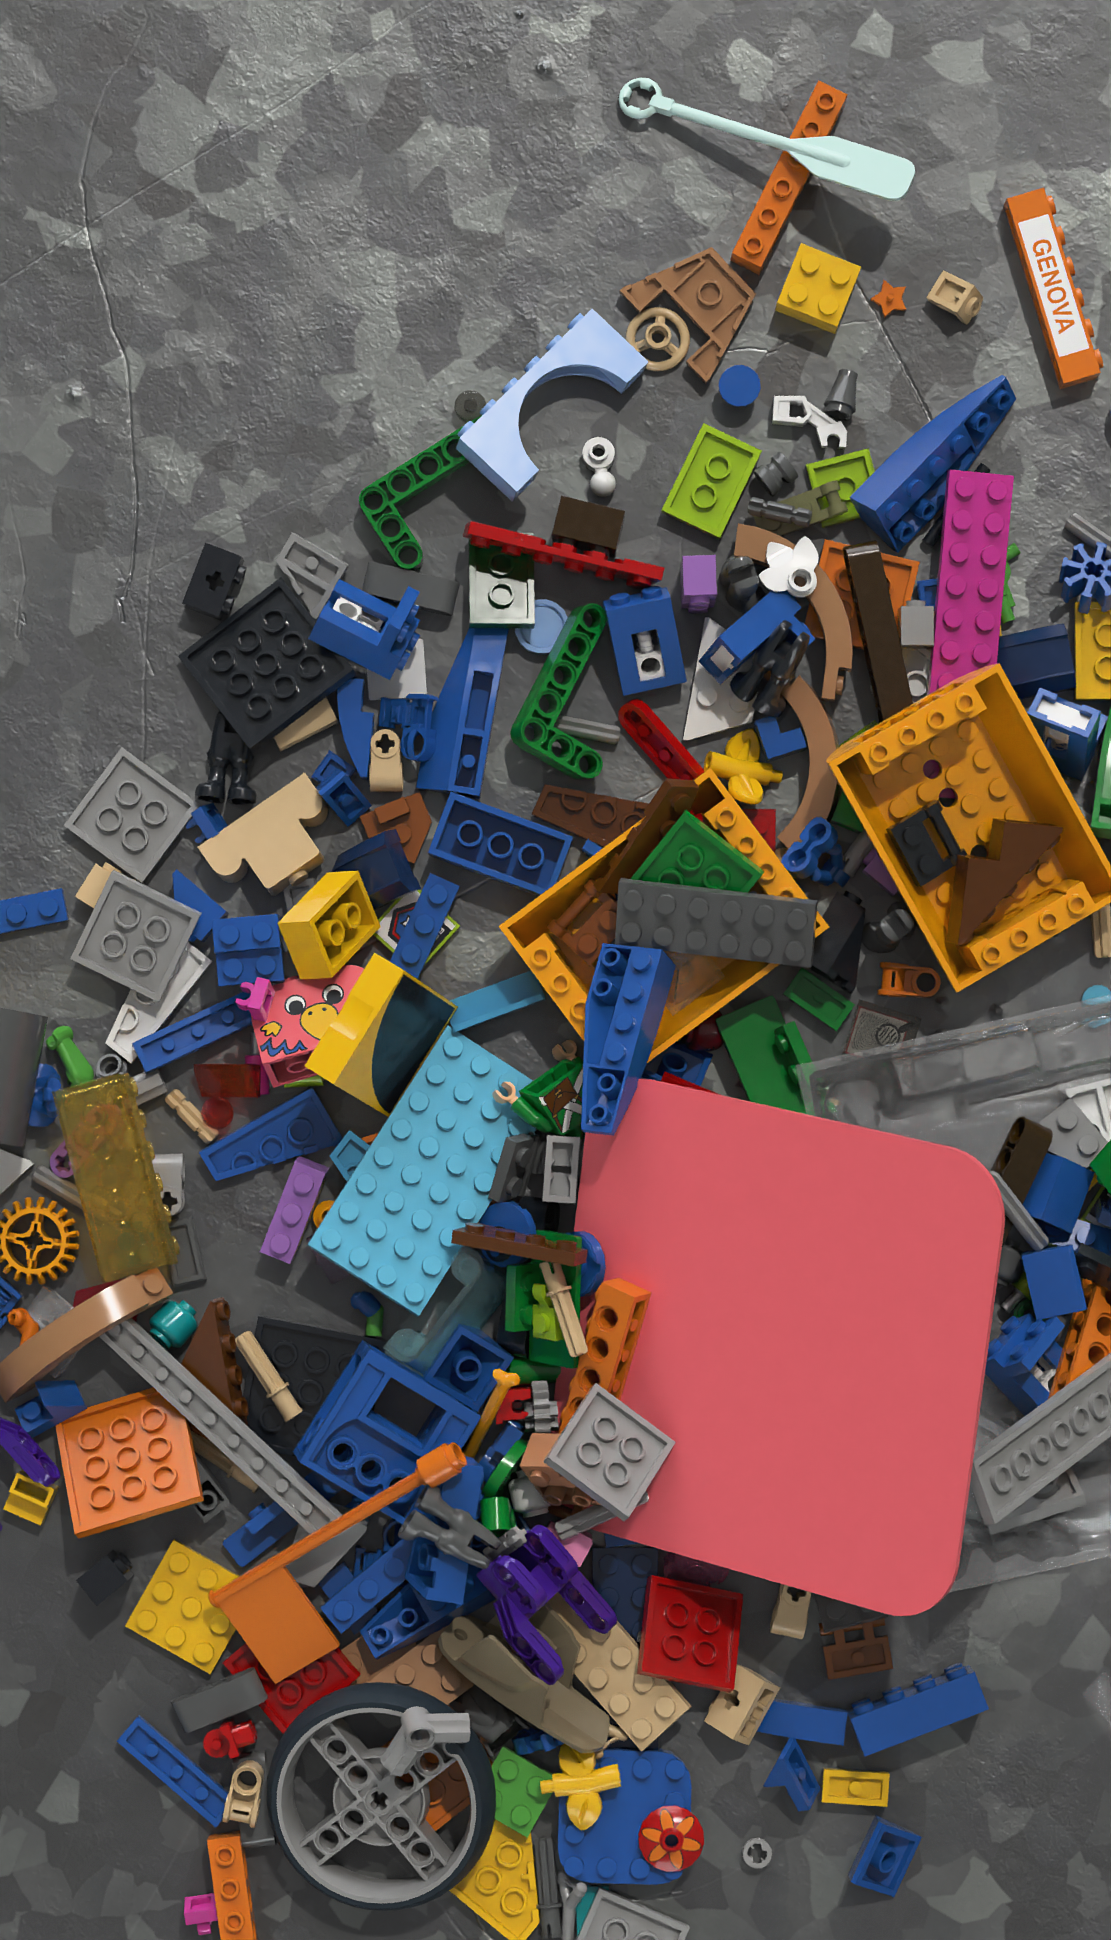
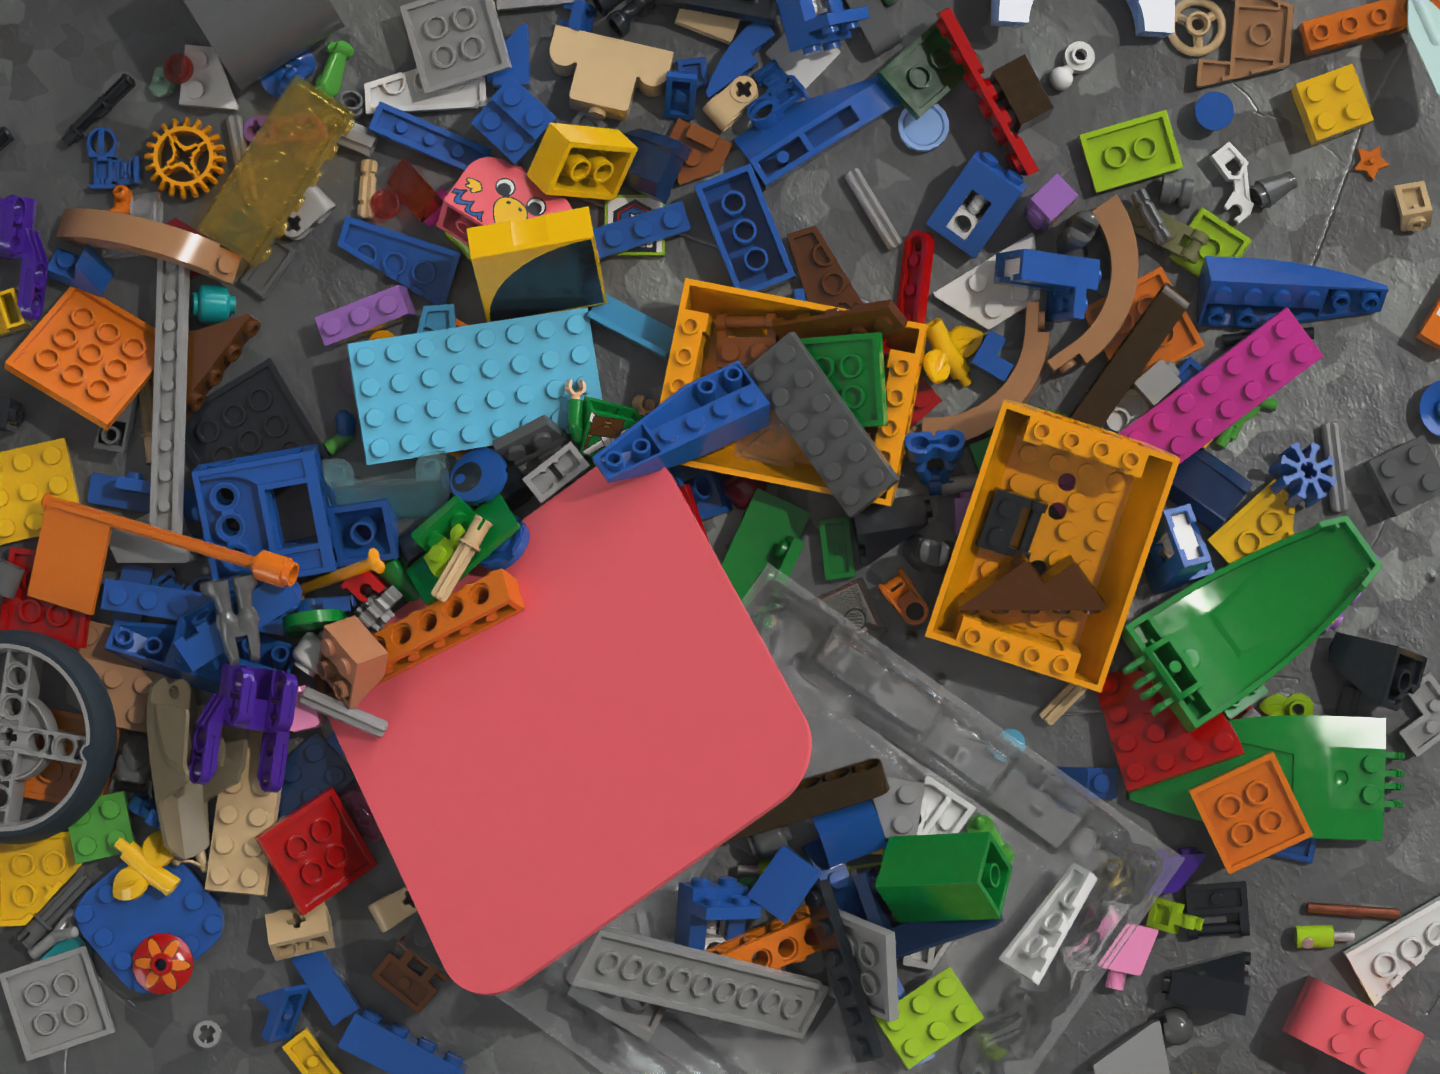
camera: 50 degrees right, 0 degrees up
(260, 999) = (486, 159): dark pink tile -> none
(268, 1376) = (234, 400): tan axle -> none
(419, 1733) = (76, 720): light grey piece -> none
(497, 1515) = (276, 644): green piece -> none
(509, 1543) = (265, 666): light grey axle -> none
(519, 1244) = (477, 488): reddish brown wing -> none
(557, 695) = (884, 177): green beam -> none
(609, 1452) = (387, 678): light grey plate -> none
(782, 661) = (1047, 309): black piece -> none
(788, 564) = (1118, 253): white plate -> none
(1019, 1216) = (809, 813): light grey axle -> none

